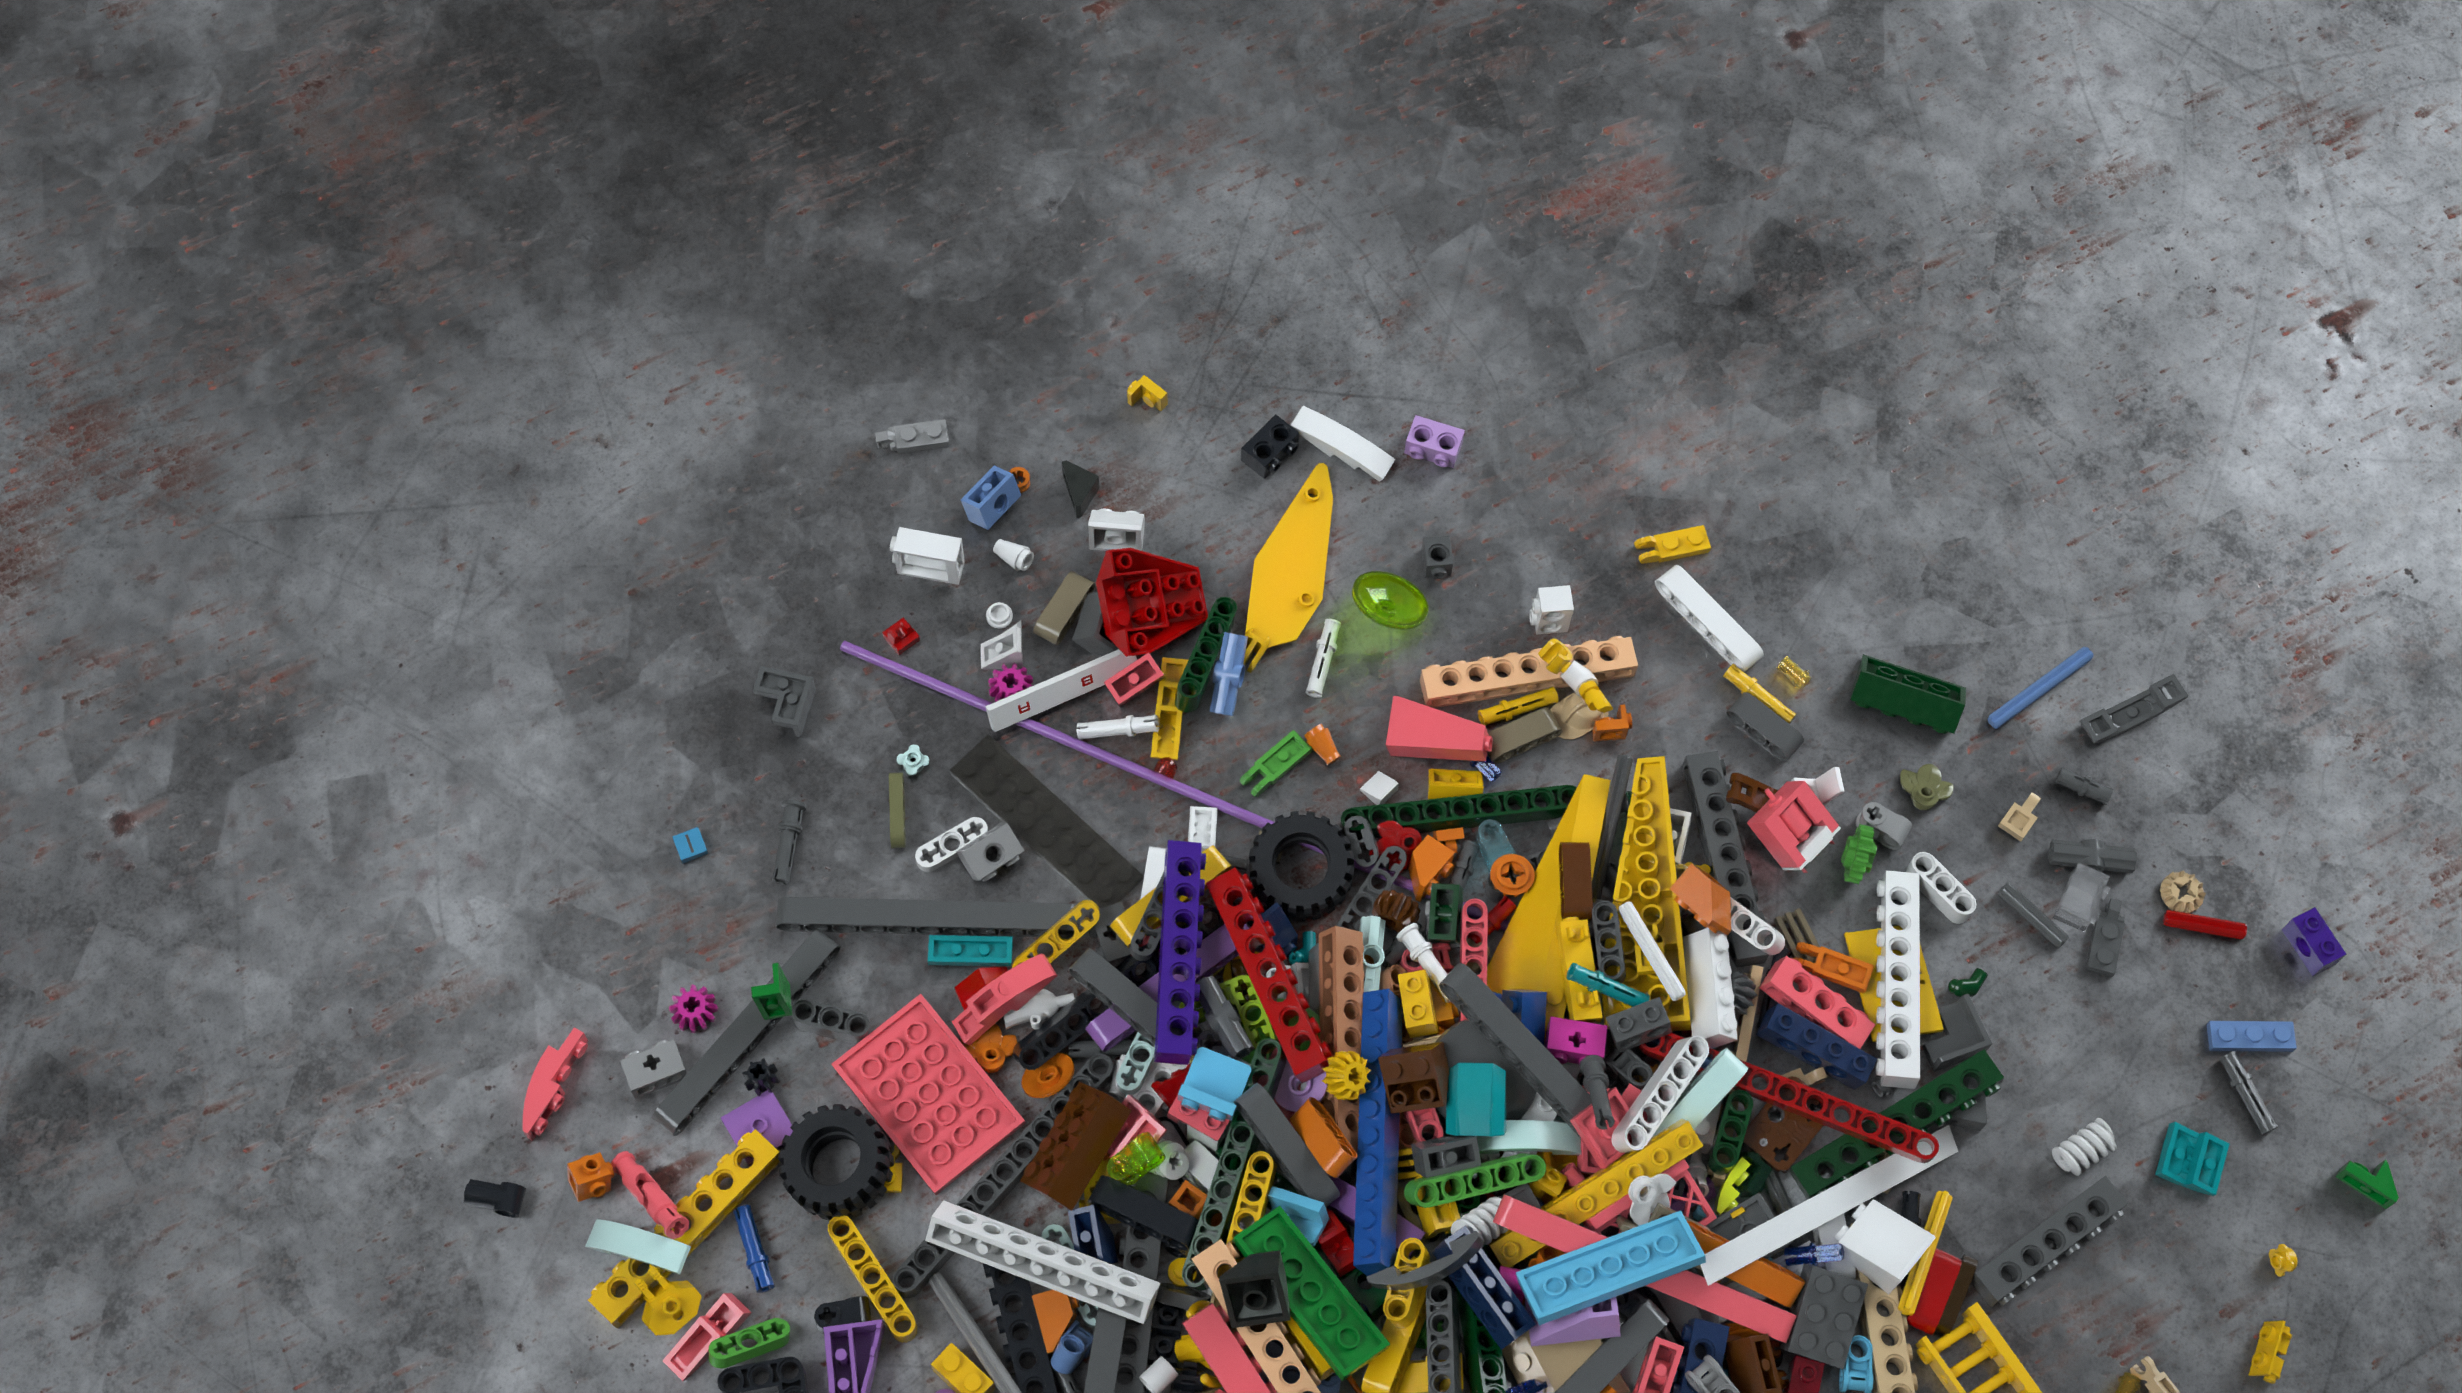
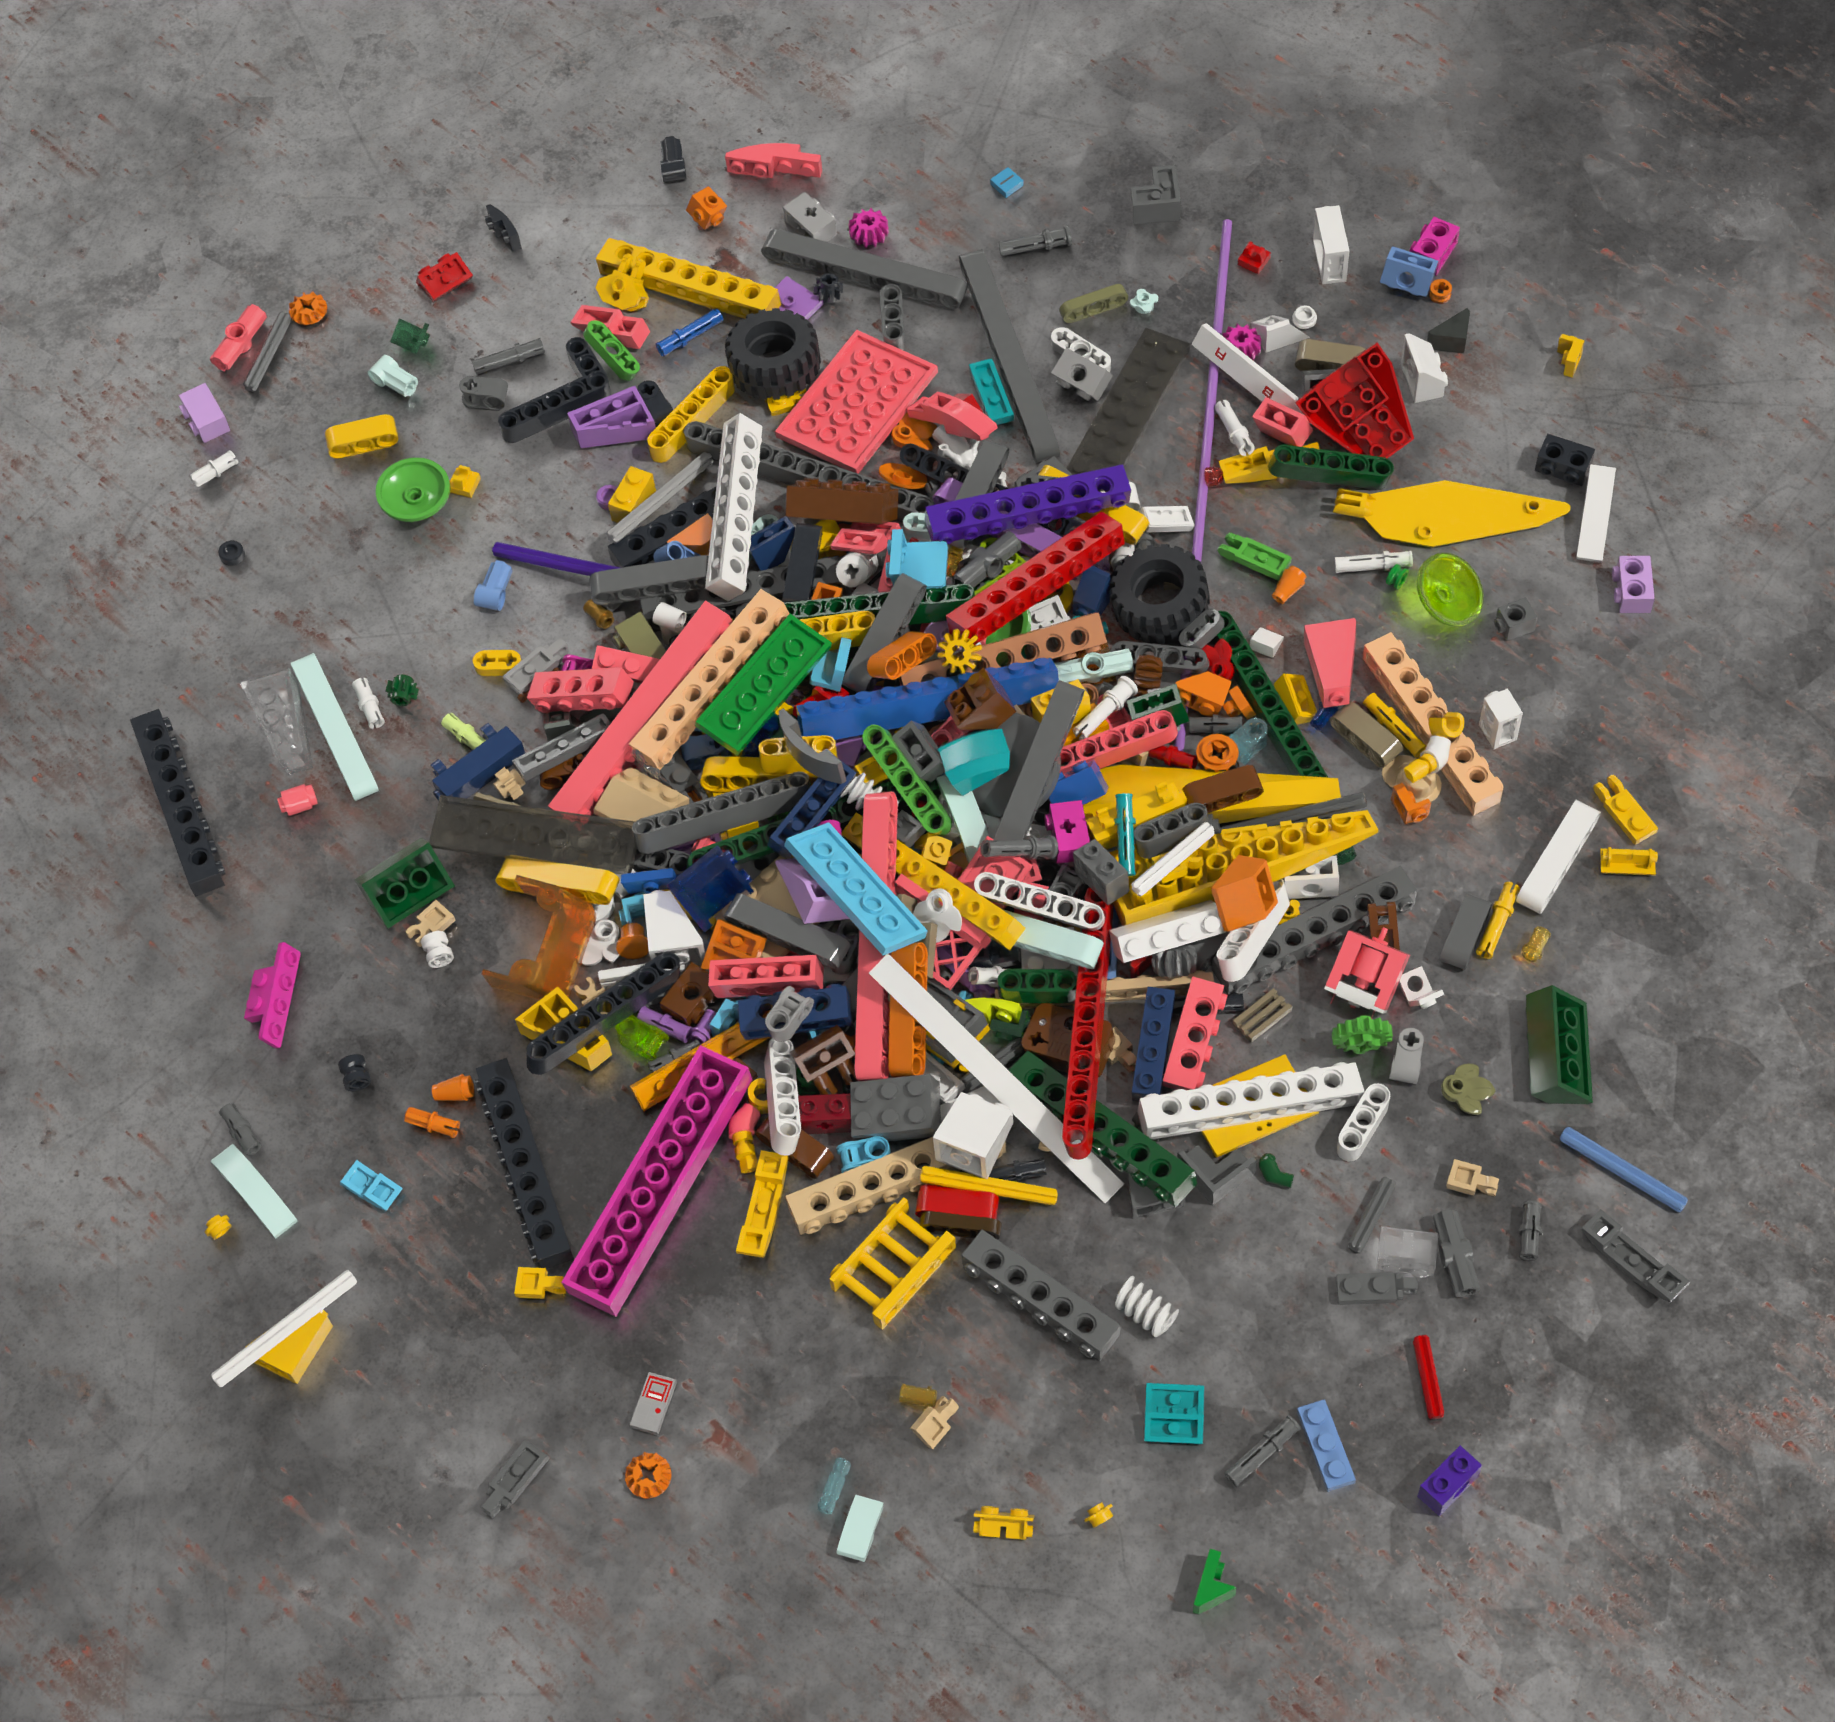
camera: 80 degrees right, 5 degrees down
(638, 1245) = (658, 254): light aqua slope -> none
(650, 1195) = (704, 241): coral piece -> none
(775, 998) = (891, 261): green panel -> none
(914, 436) = (1445, 204): light grey hinge -> none
(968, 461) = (1437, 241): none -> dark pink brick
(1015, 555) = (1365, 310): white cone -> none
(1053, 938) = (1020, 439): yellow beam -> none
(1137, 1159) = (838, 536): clear neon green piece -> none
(1228, 674) = (1319, 488): medium blue piece -> none
(1256, 1290) = (746, 635): pearl dark grey slope -> none
(1349, 642) = (1397, 576): none -> green bush
(1729, 562) = (1628, 861): none -> yellow hinge
(1814, 1254) = (945, 1079): clear blue axle -> none
(1836, 967) = (1240, 1046): orange hinge -> none
(2170, 892) = (1443, 1353): tan gear -> none

